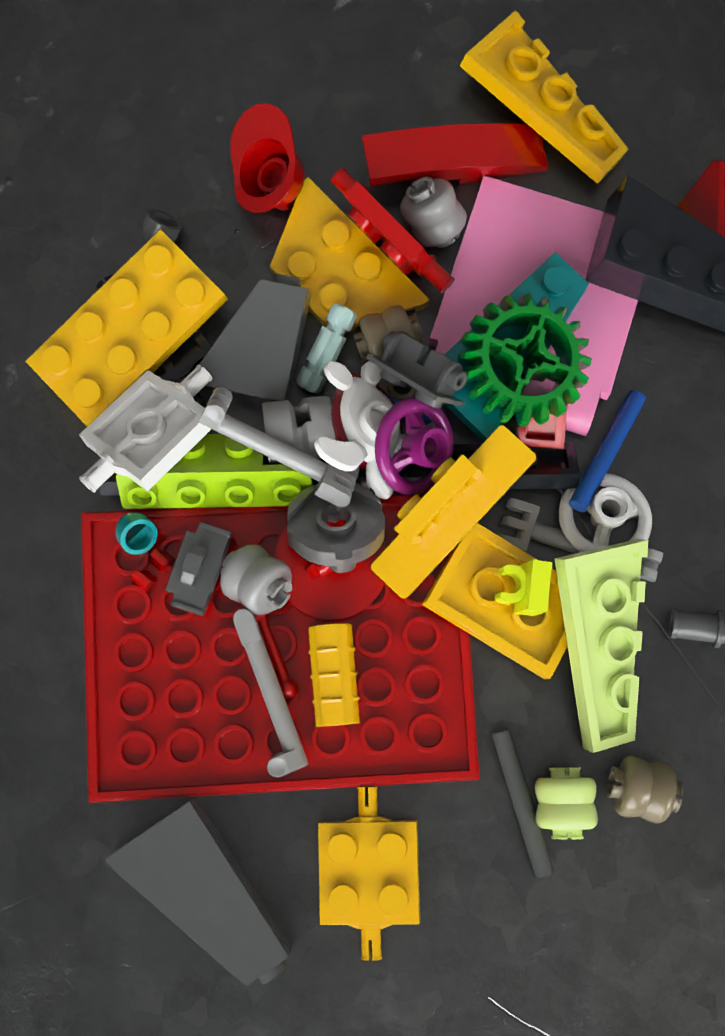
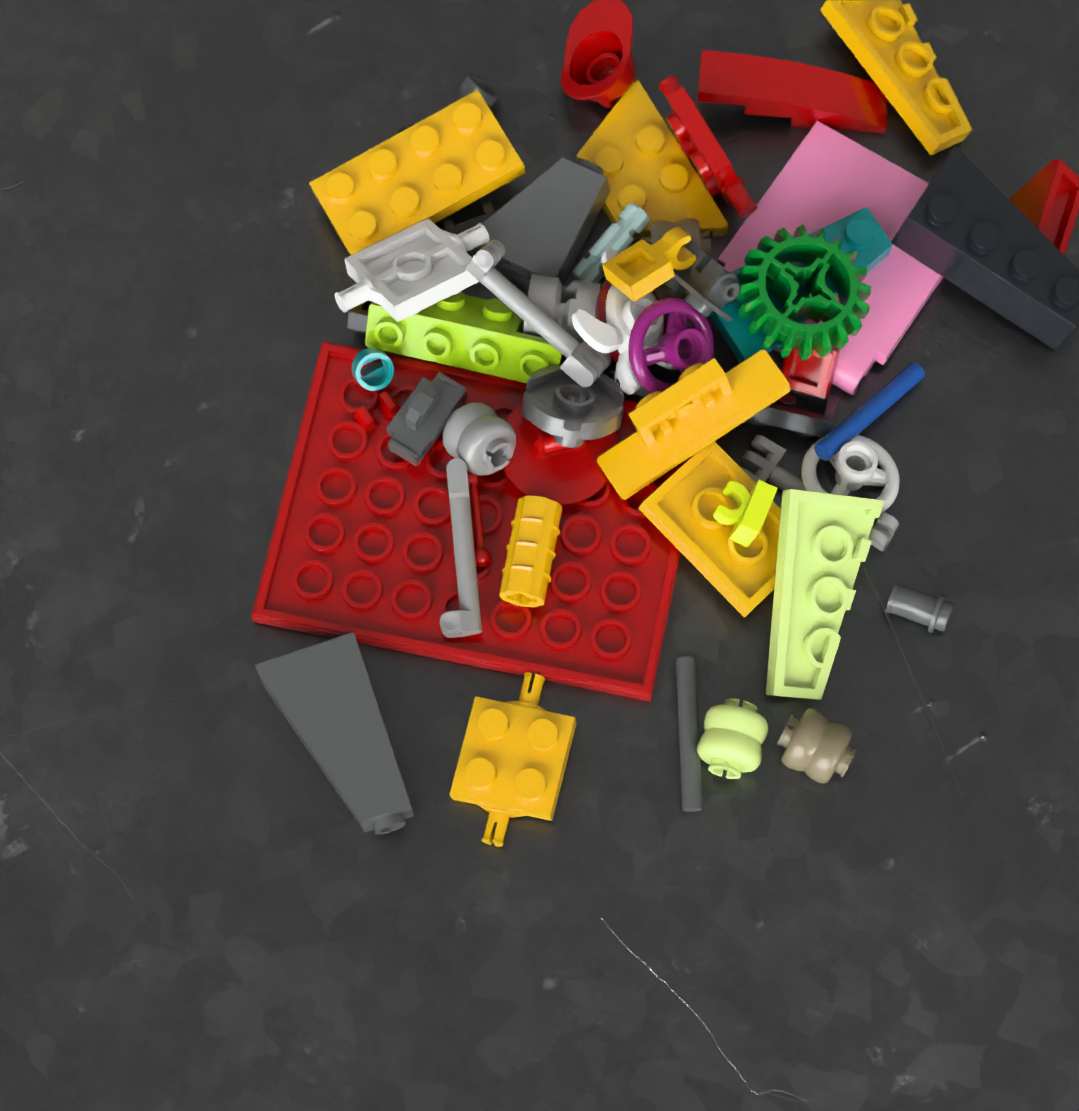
camera: 15 degrees right, 10 degrees down
(372, 376) = (648, 266): none -> yellow plate
(433, 212) = (754, 141): light grey piece -> none

